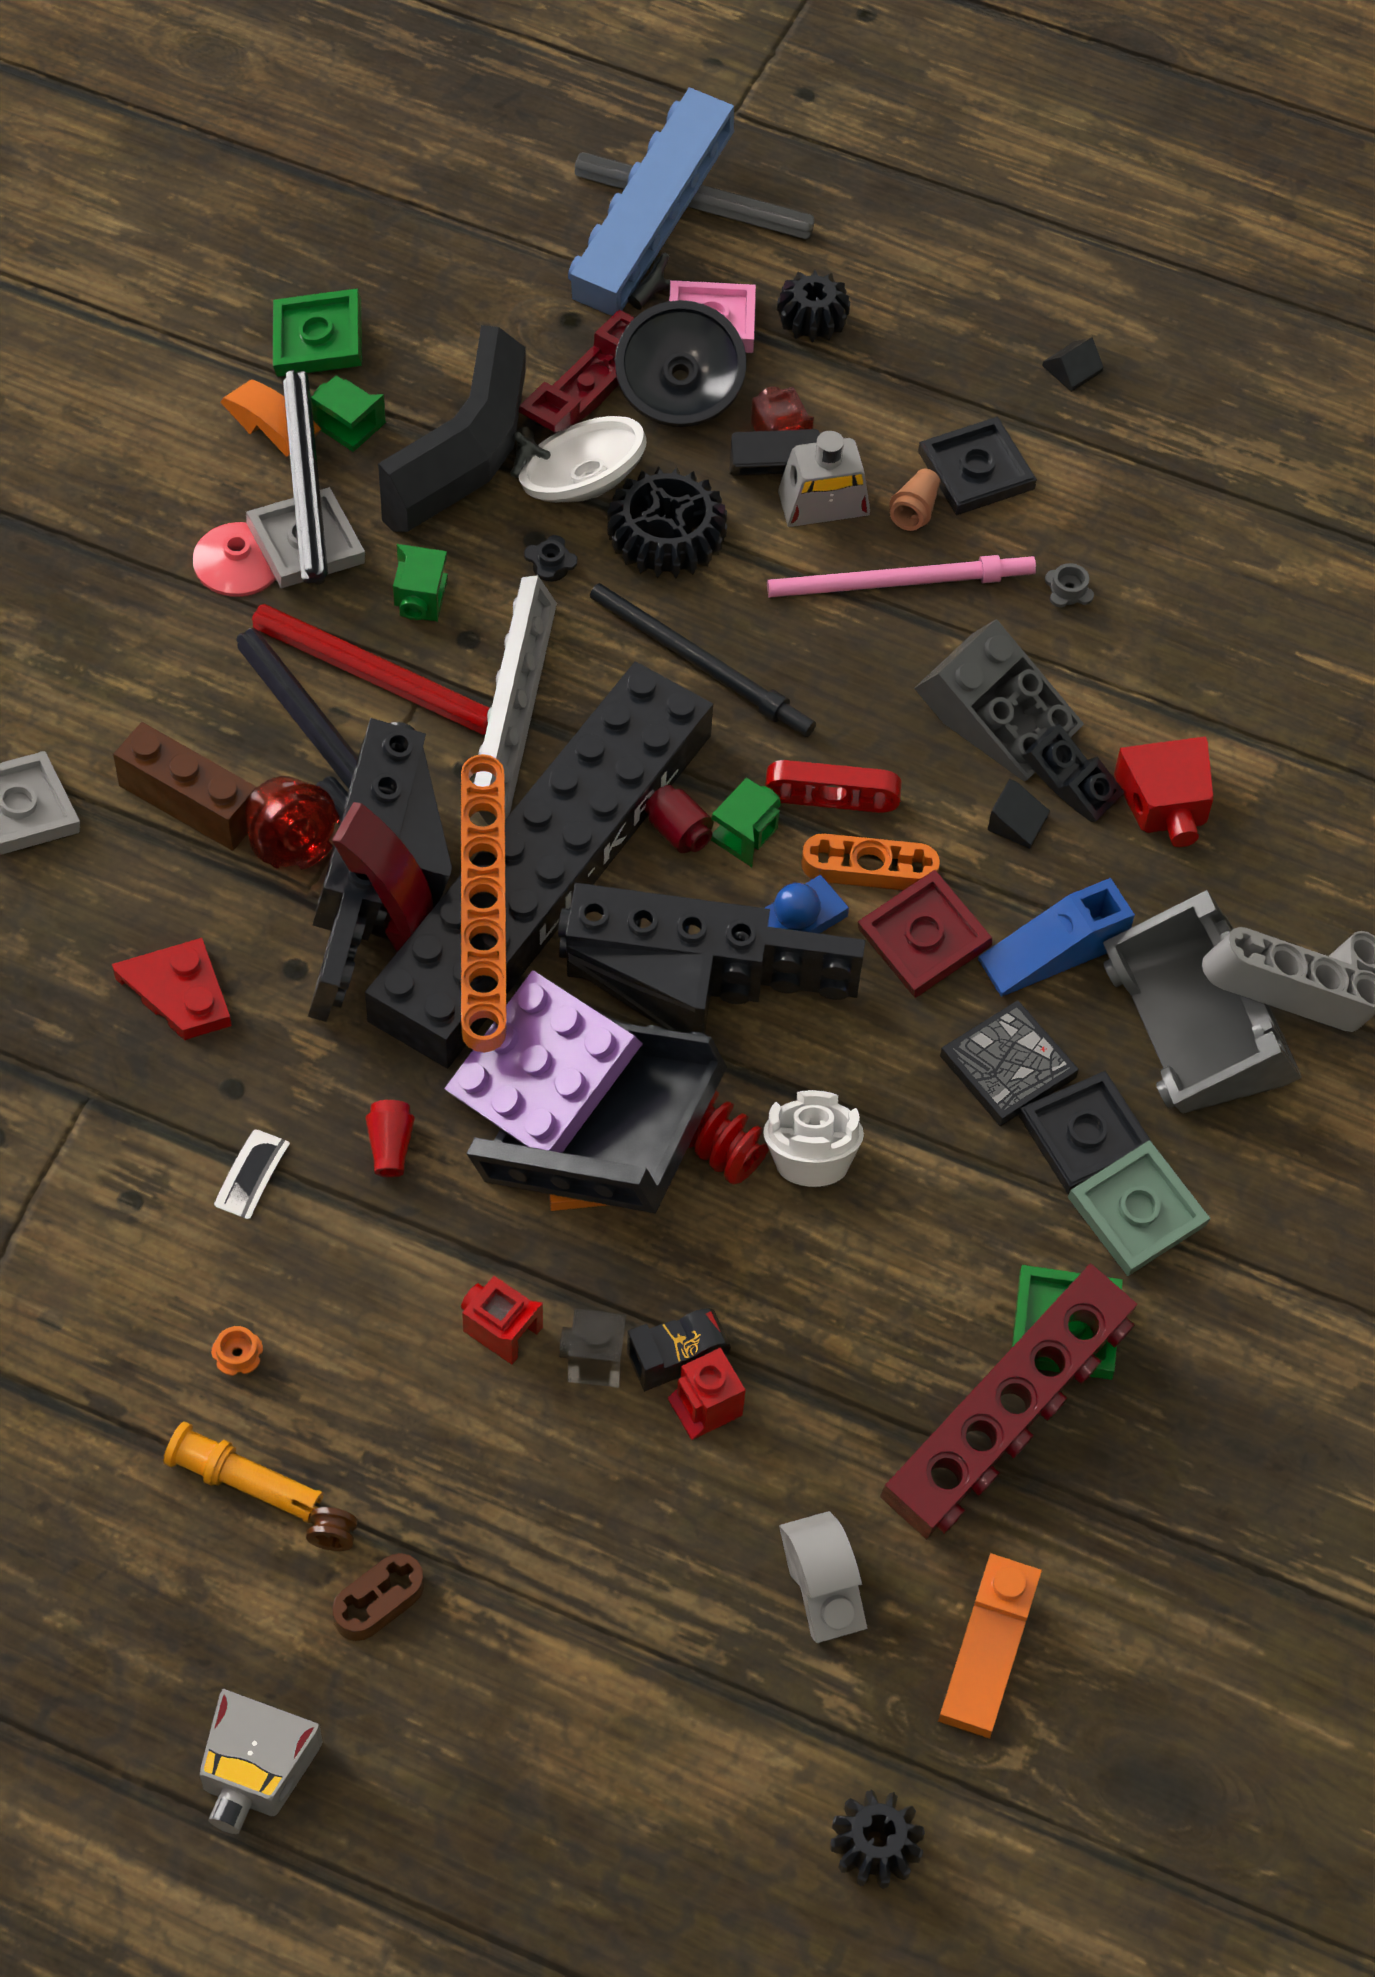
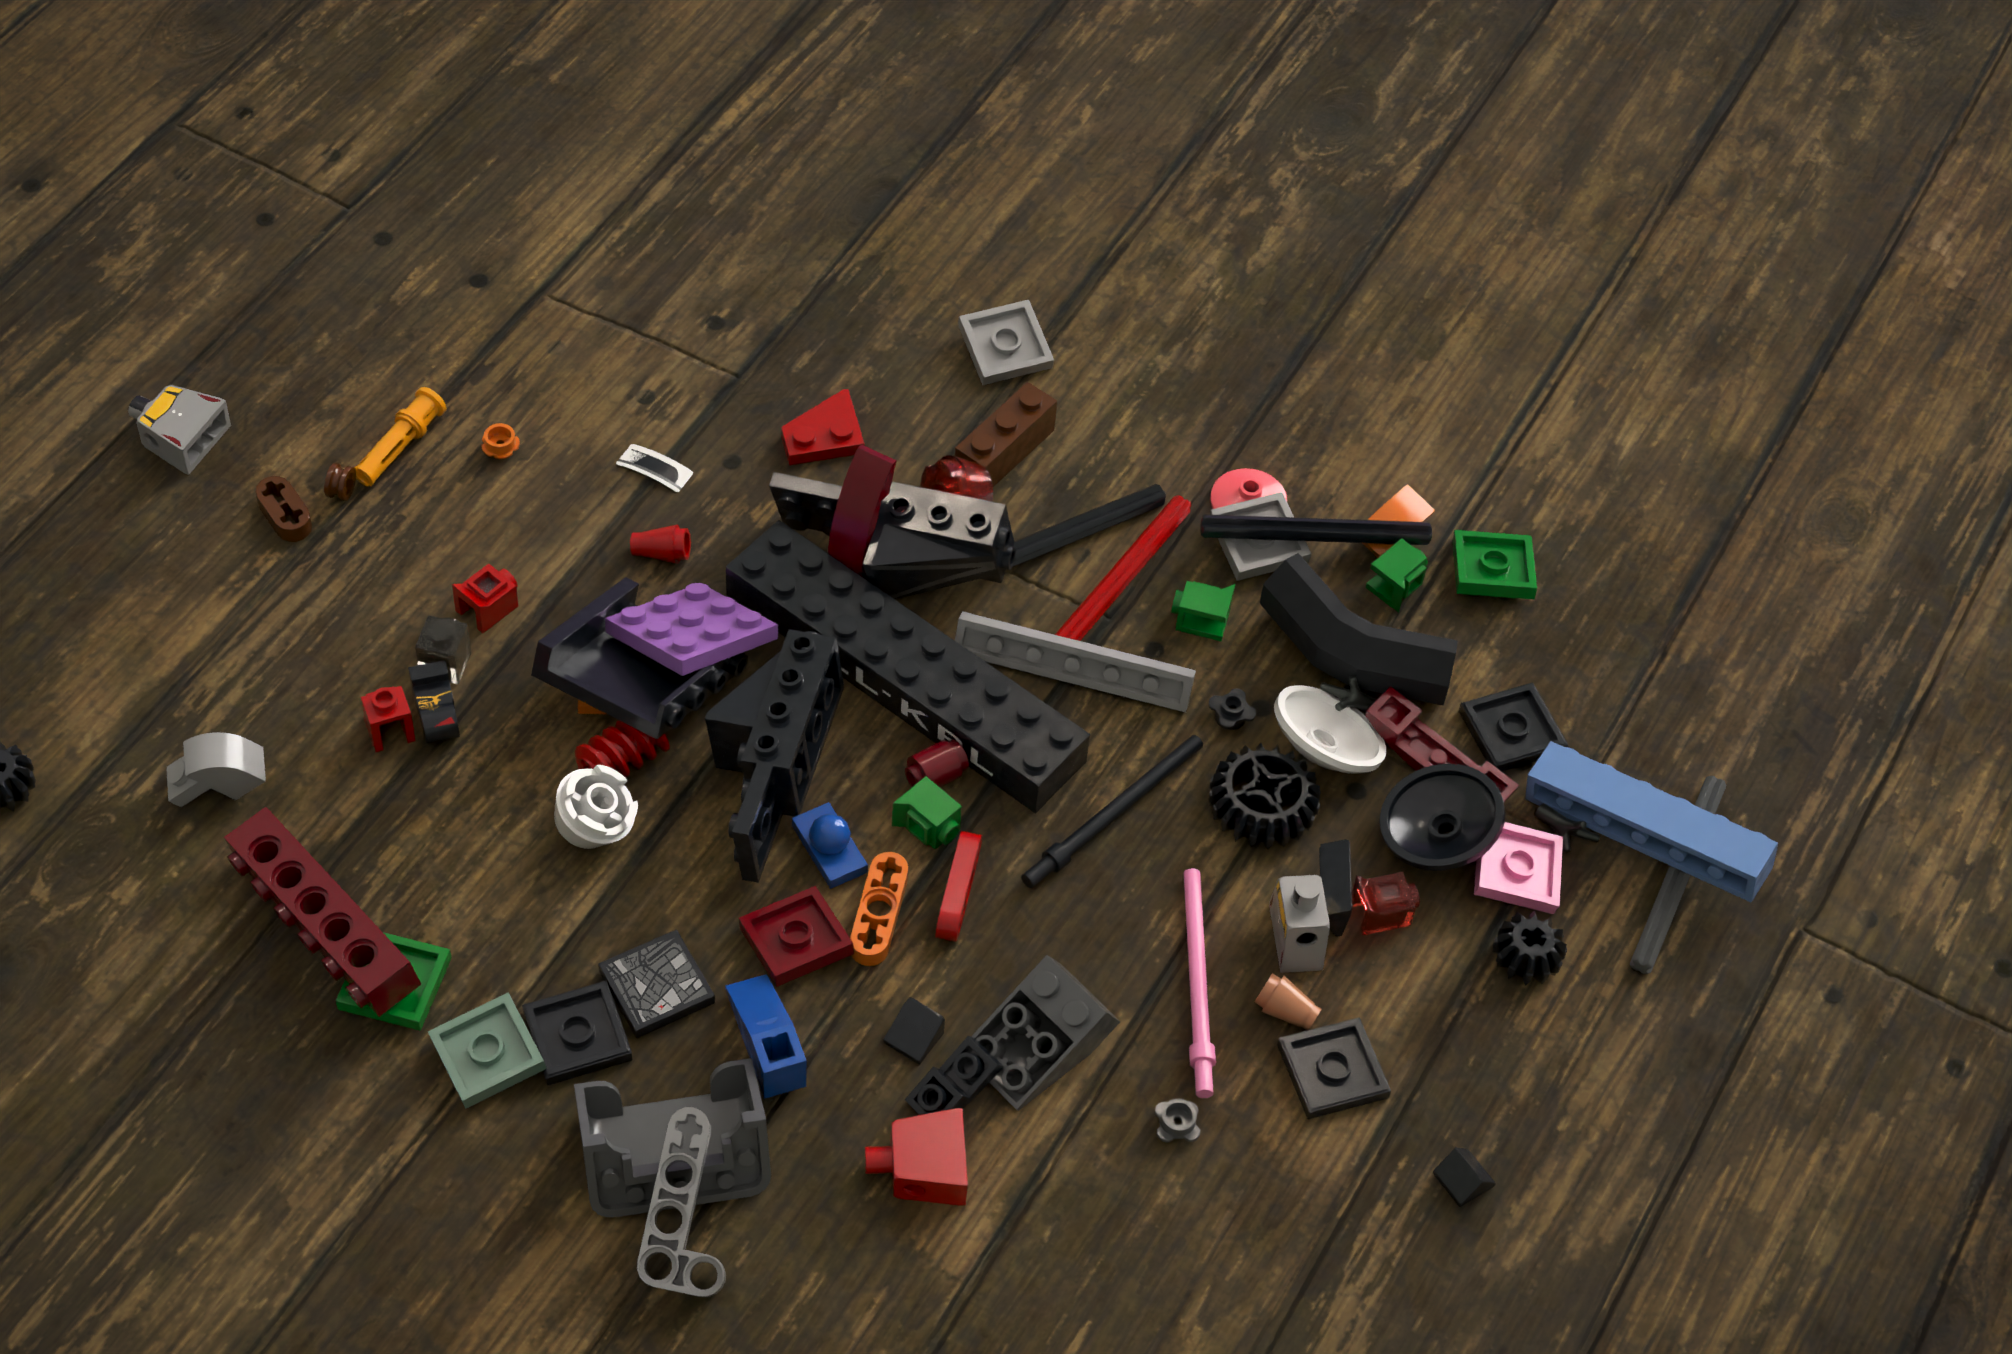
camera: 95 degrees right, 5 degrees down
(487, 920) = (862, 583): orange beam -> none
(537, 318) = (1511, 726): none -> black tile
(989, 1645) = (127, 876): orange slope -> none

